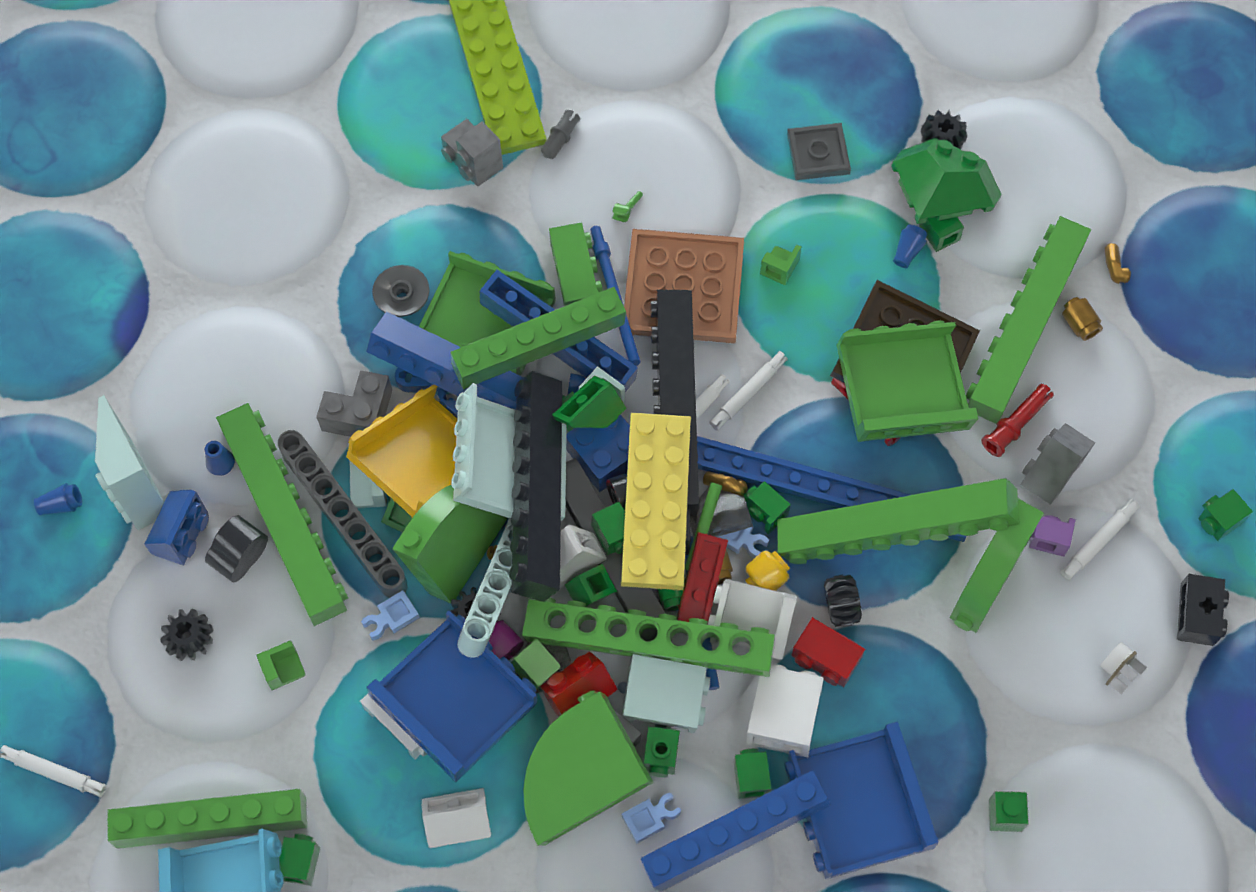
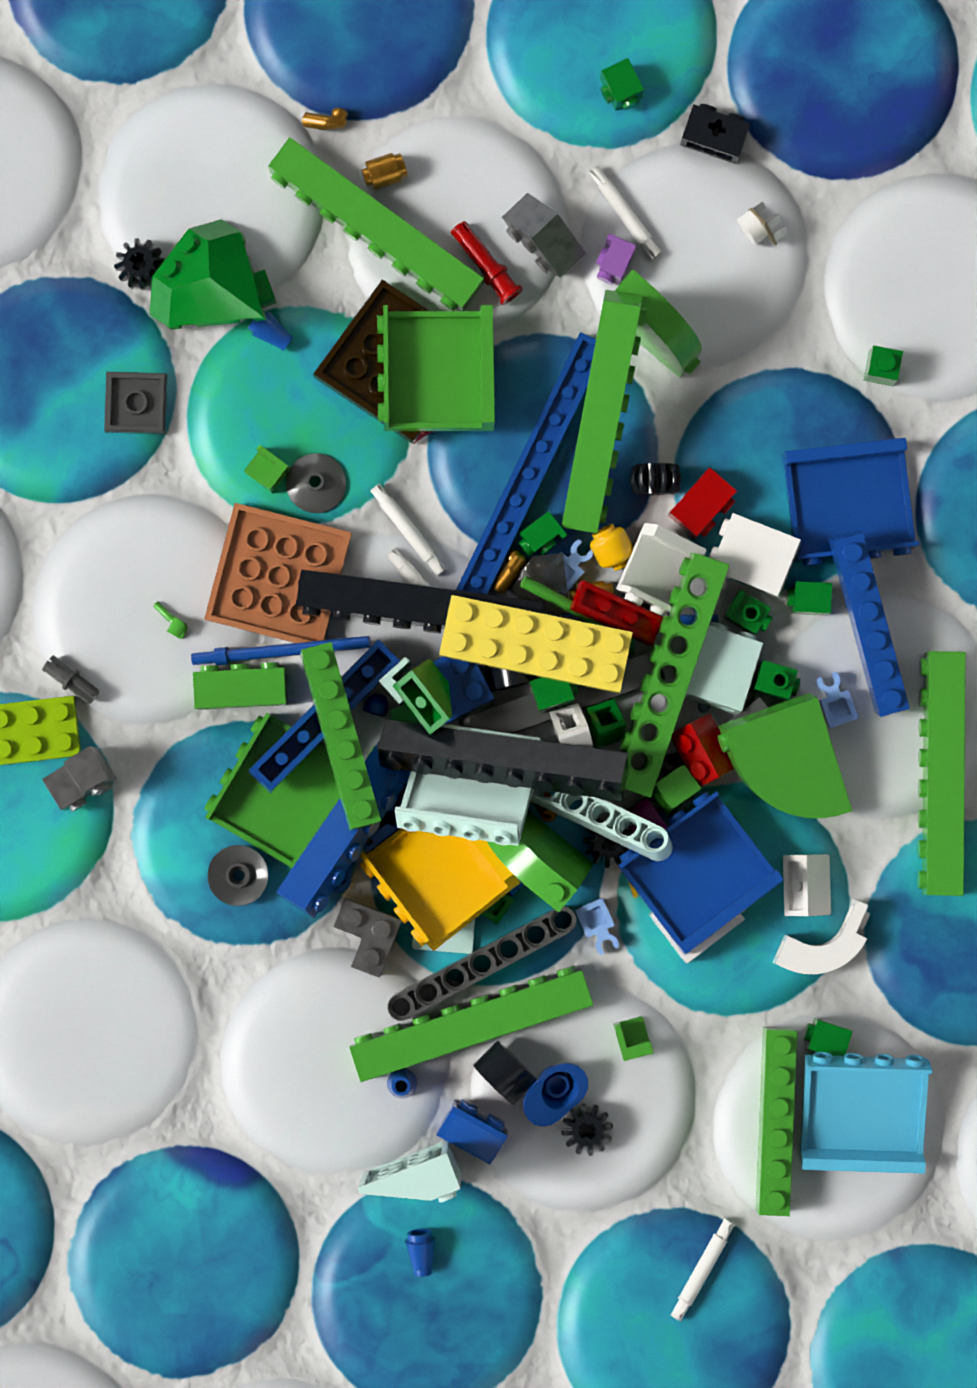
camera: 80 degrees left, 20 degrees up
(217, 594) = (555, 1093): none -> blue piece
(379, 832) = (829, 955): none -> white arch
(728, 701) = (737, 616): none -> green brick
(776, 318) = (319, 498): none -> dark grey dish

